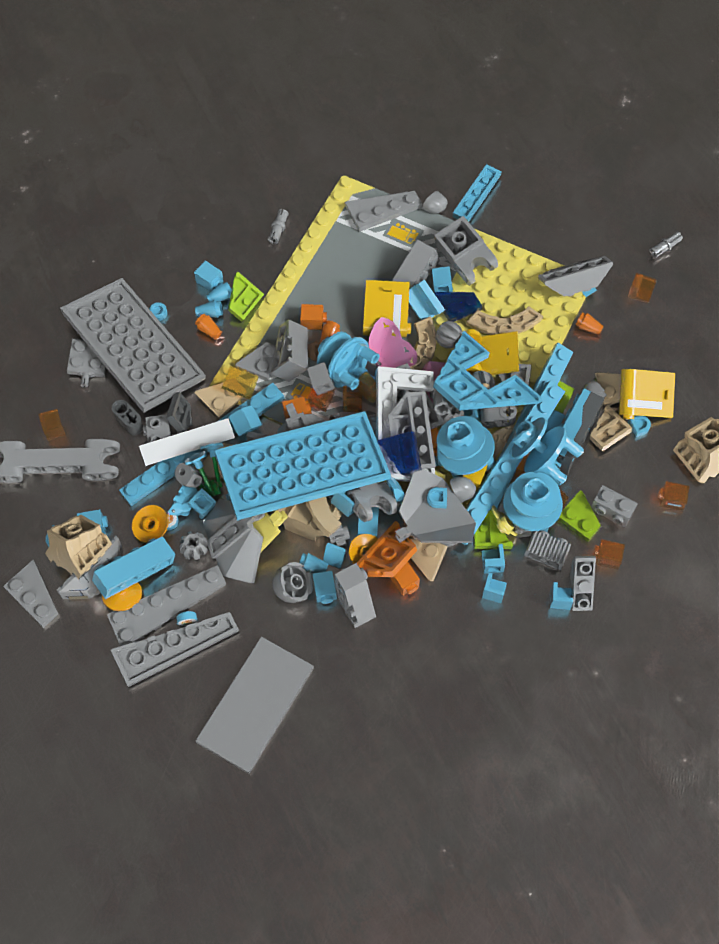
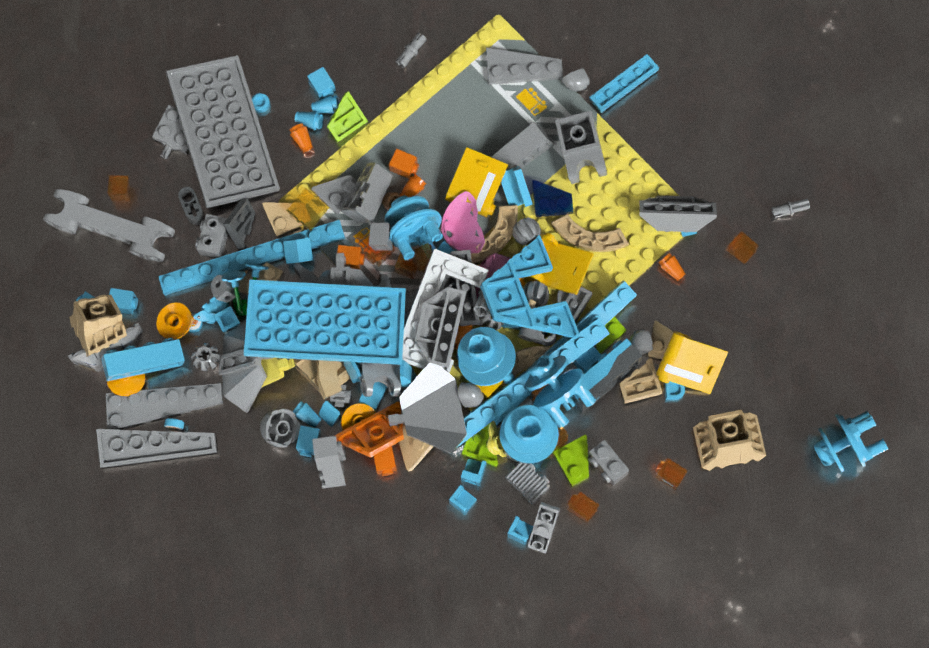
camera: 25 degrees right, 10 degrees up
(31, 593) = (47, 349): light grey wing -> none
(186, 441) = (236, 253): white sticker -> none
(254, 705) = (206, 525): light grey tile -> none
(403, 451) = (422, 344): clear blue wing -> none
(437, 497) = (441, 396): medium azure tile -> none
(442, 279) = (546, 169): medium azure brick -> none

